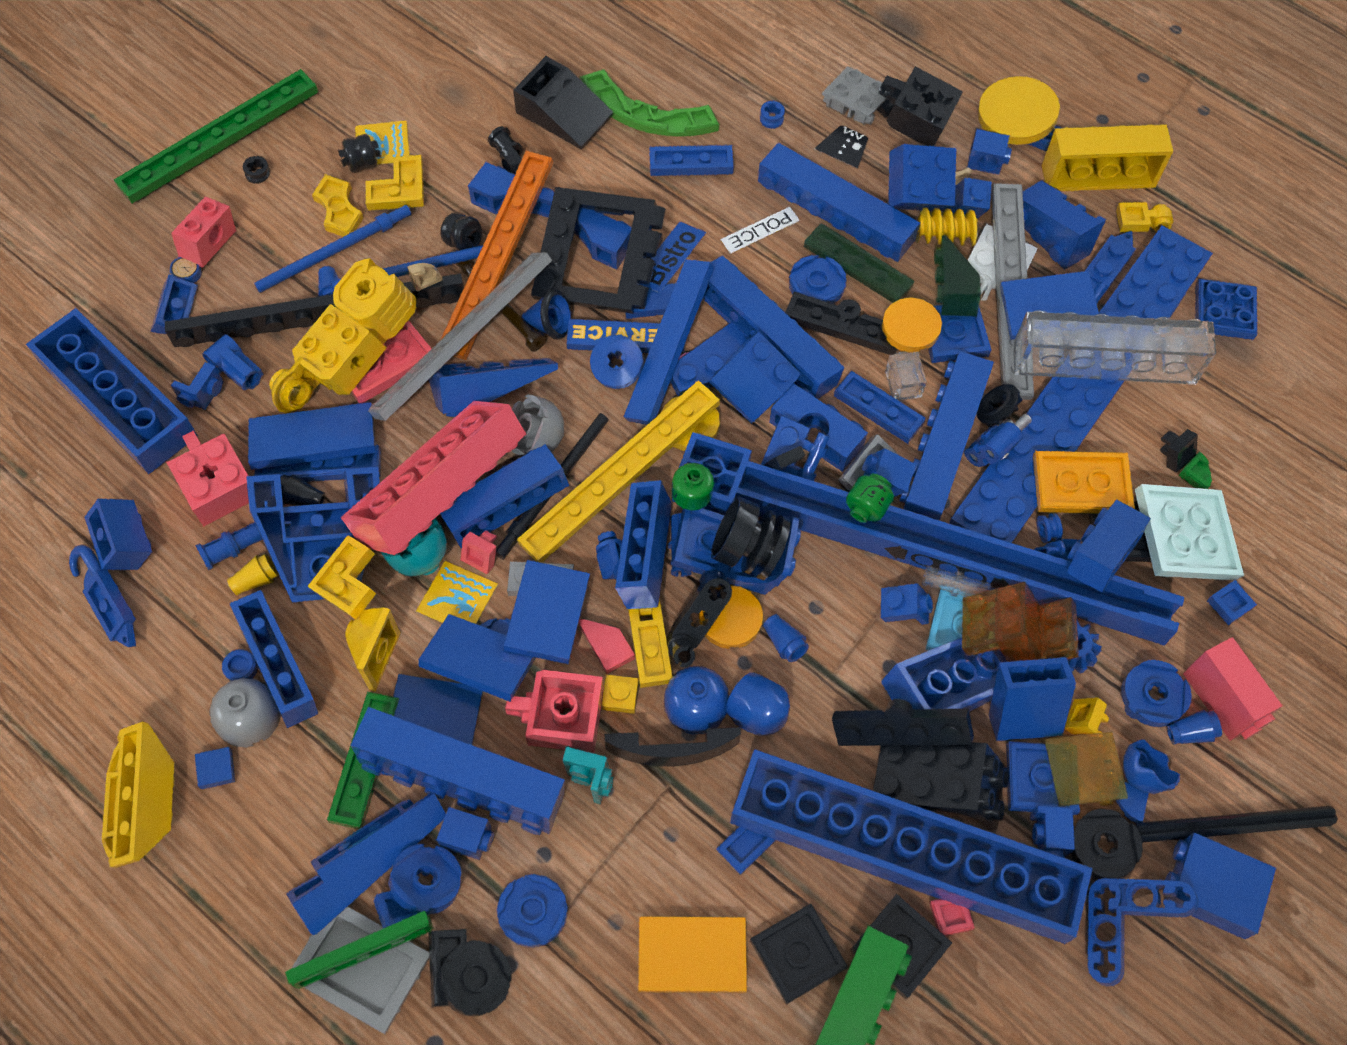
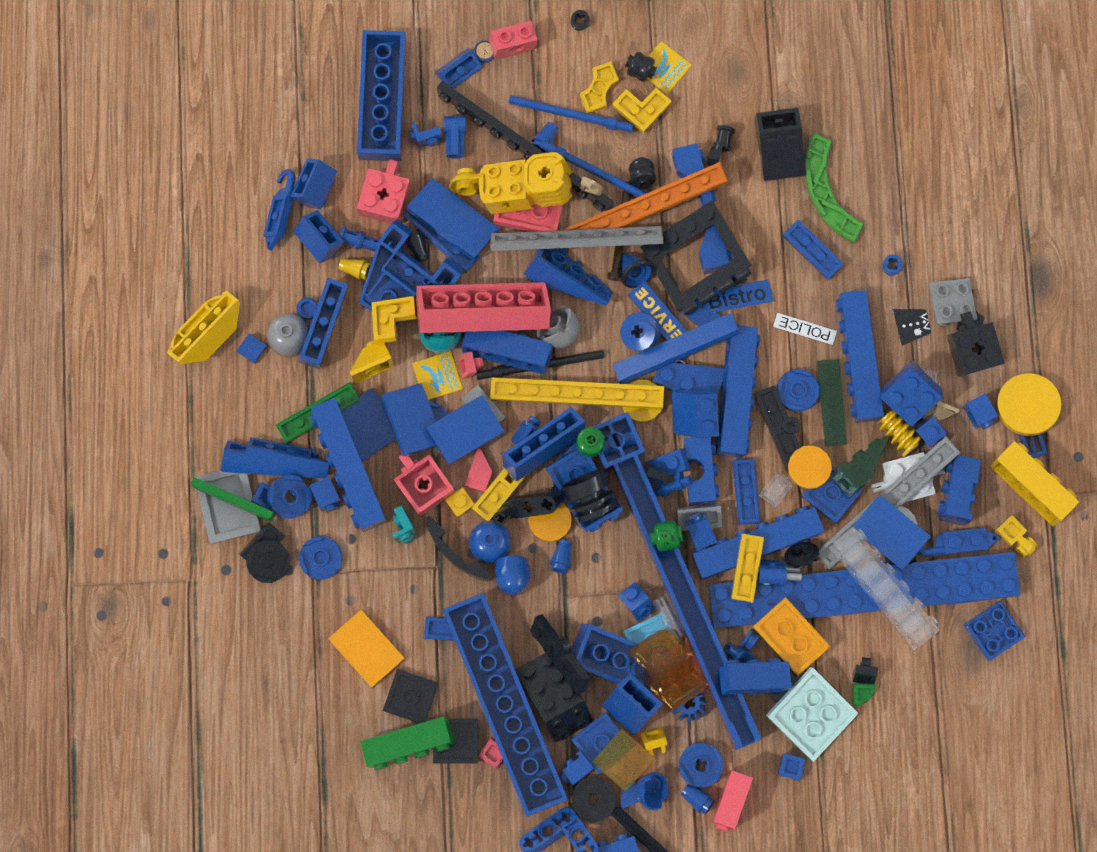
camera: 50 degrees right, 15 degrees up
(177, 579) = (318, 236): none -> blue brick
(970, 460) = (747, 567): none -> yellow tile

